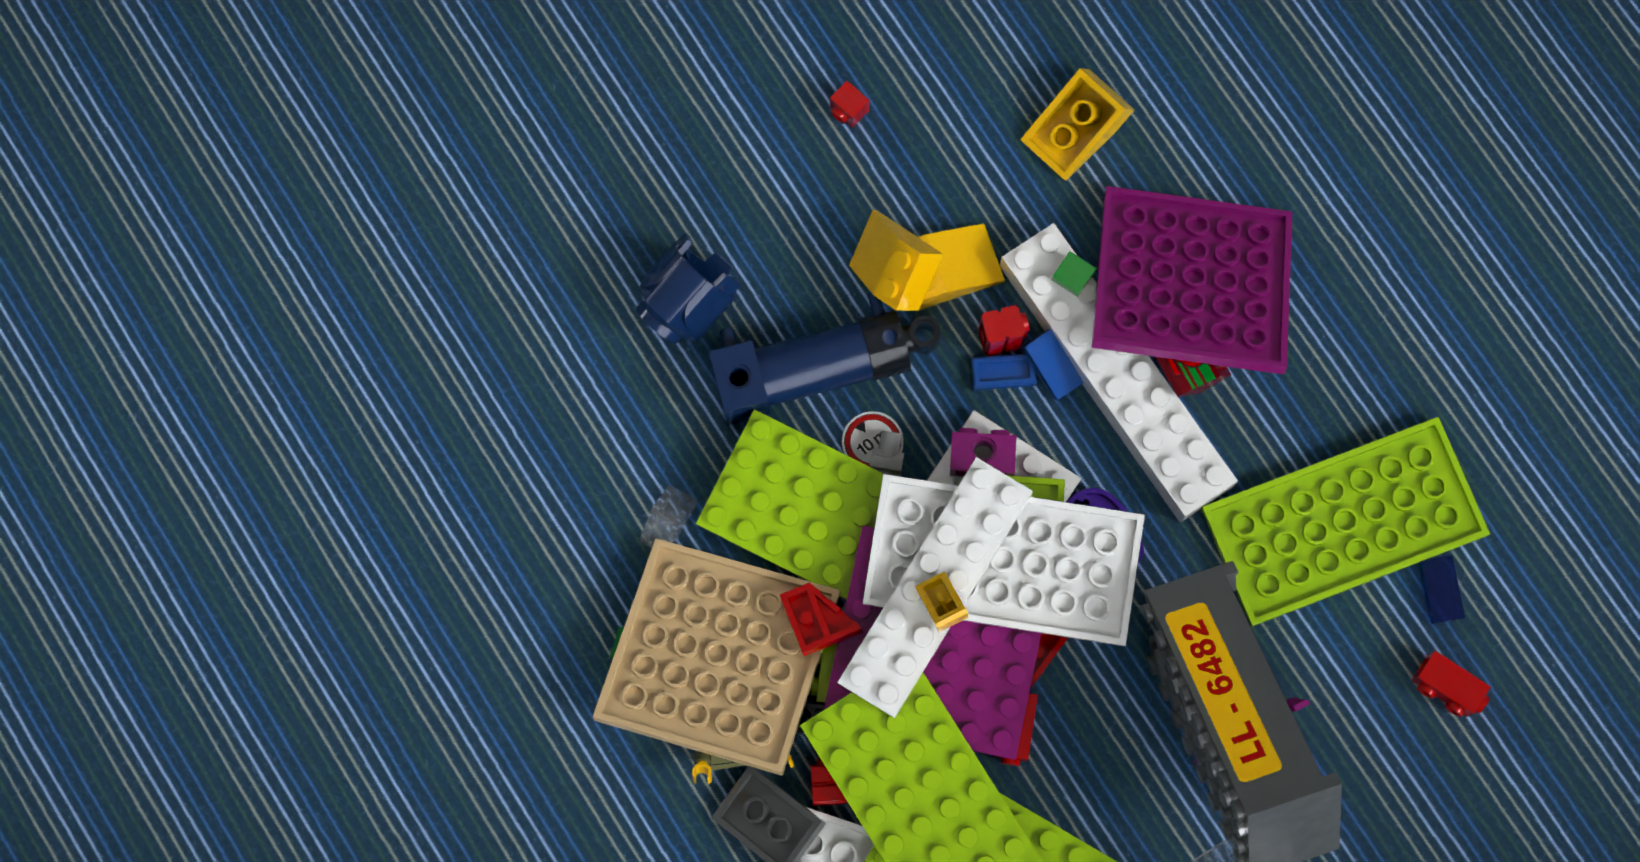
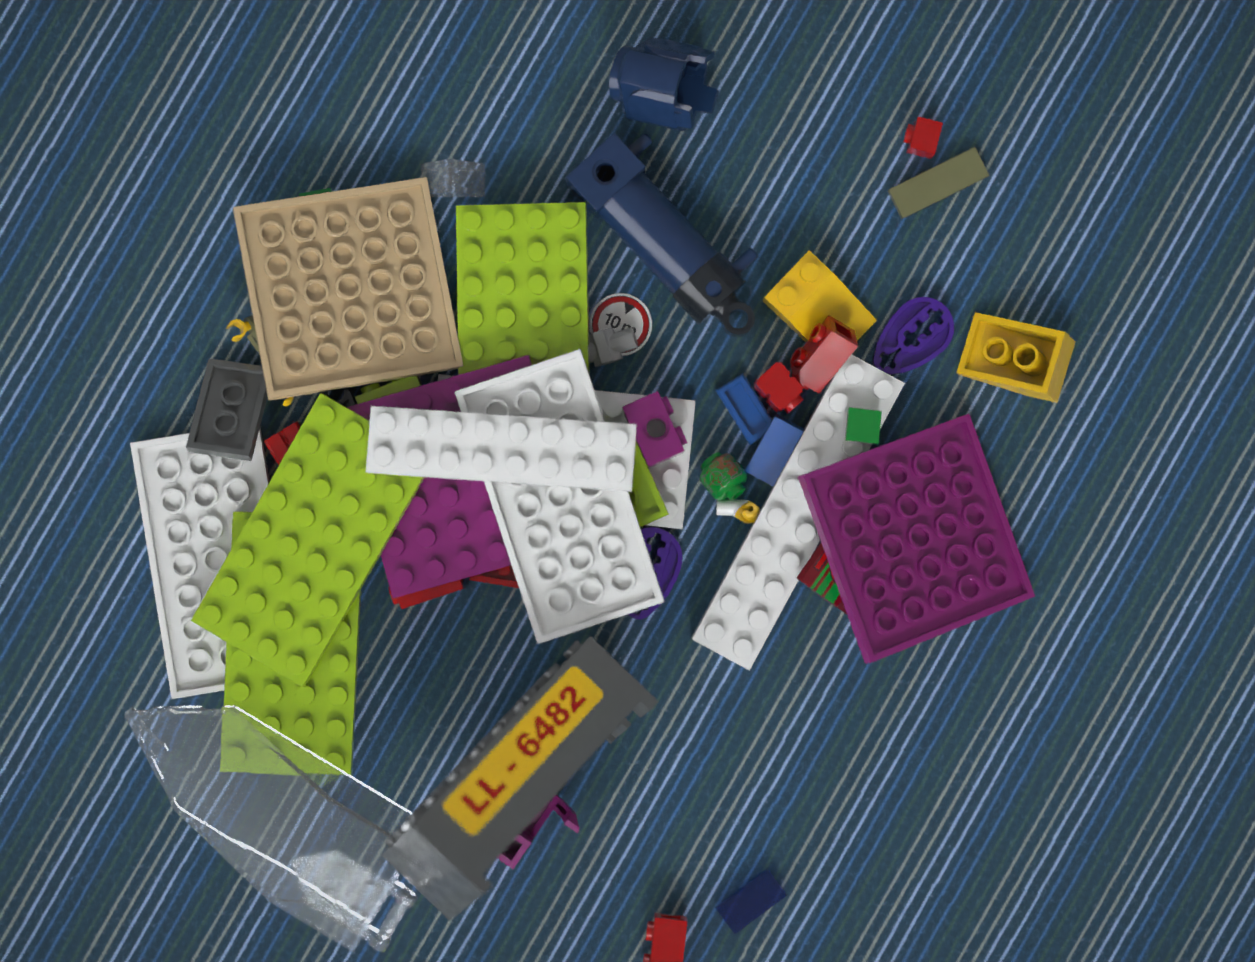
camera: 60 degrees right, 10 degrees up
(816, 619) = (422, 358): red wing -> none
(893, 114) = (938, 183): none -> olive tile
(894, 263) = (787, 258): yellow slope -> none
(942, 601) = (485, 460): yellow slope -> none
(992, 277) = (823, 354): none -> brick
(997, 201) = (928, 346): none -> dark purple piece
(1053, 419) = (723, 476): none -> green head
(1089, 420) = (741, 509): none -> arm
(1345, 521) = (767, 785): lime plate -> none

